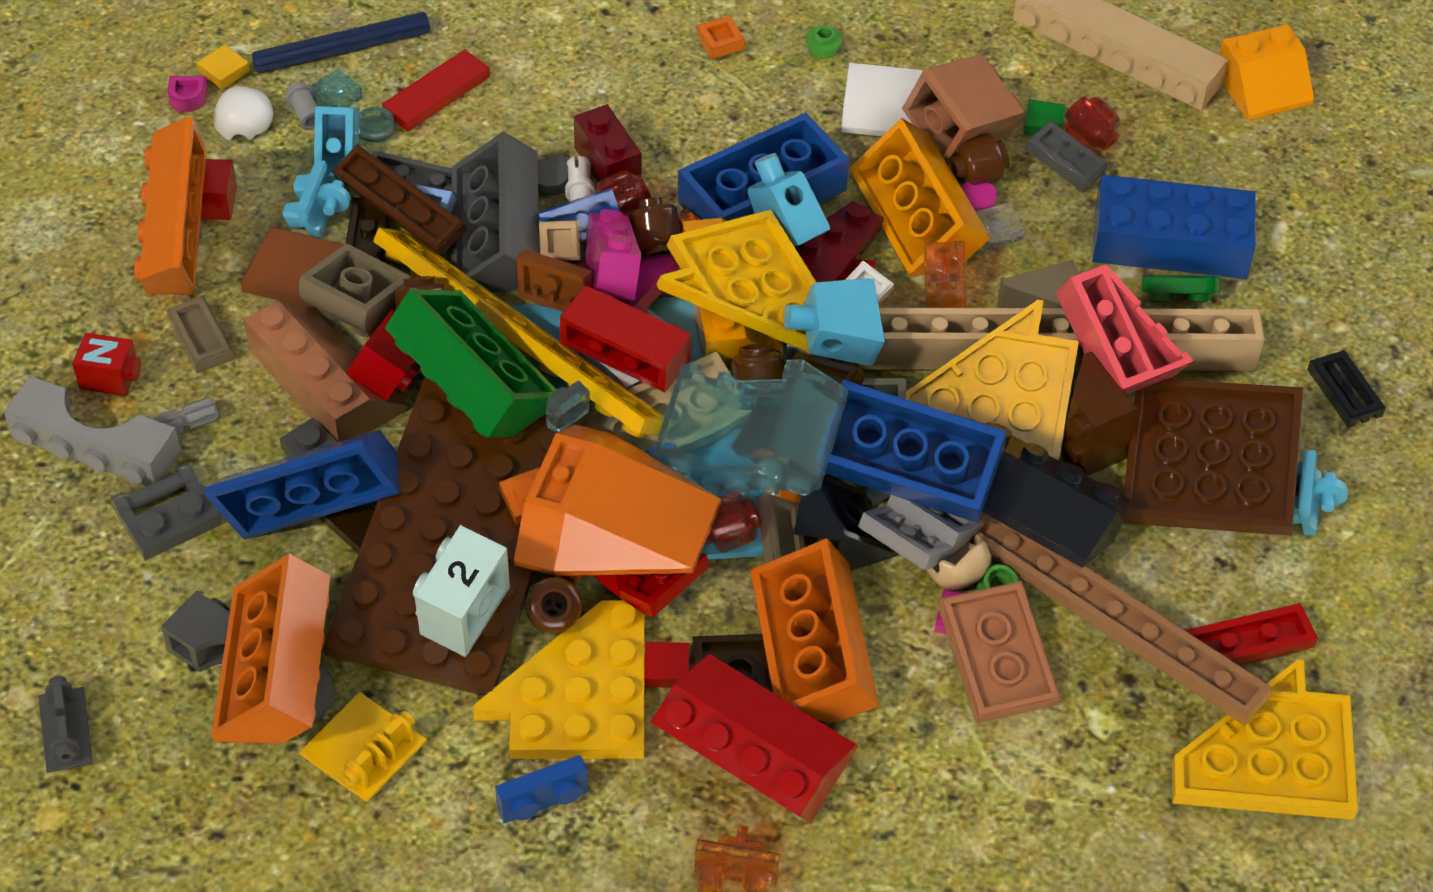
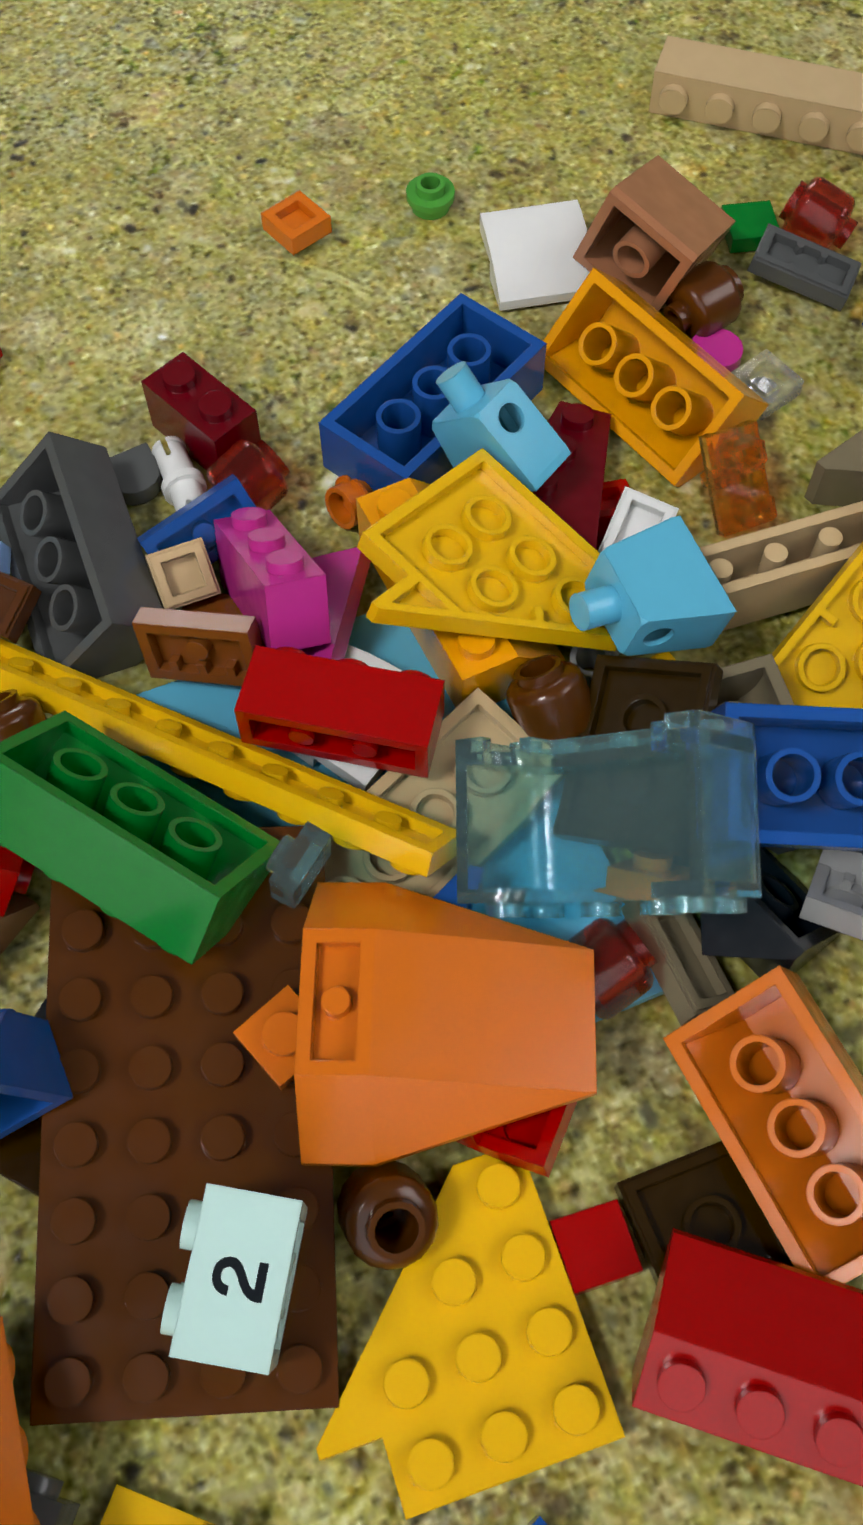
camera: 15 degrees left, 10 degrees up
(654, 225) = (313, 511): reddish brown head -> none

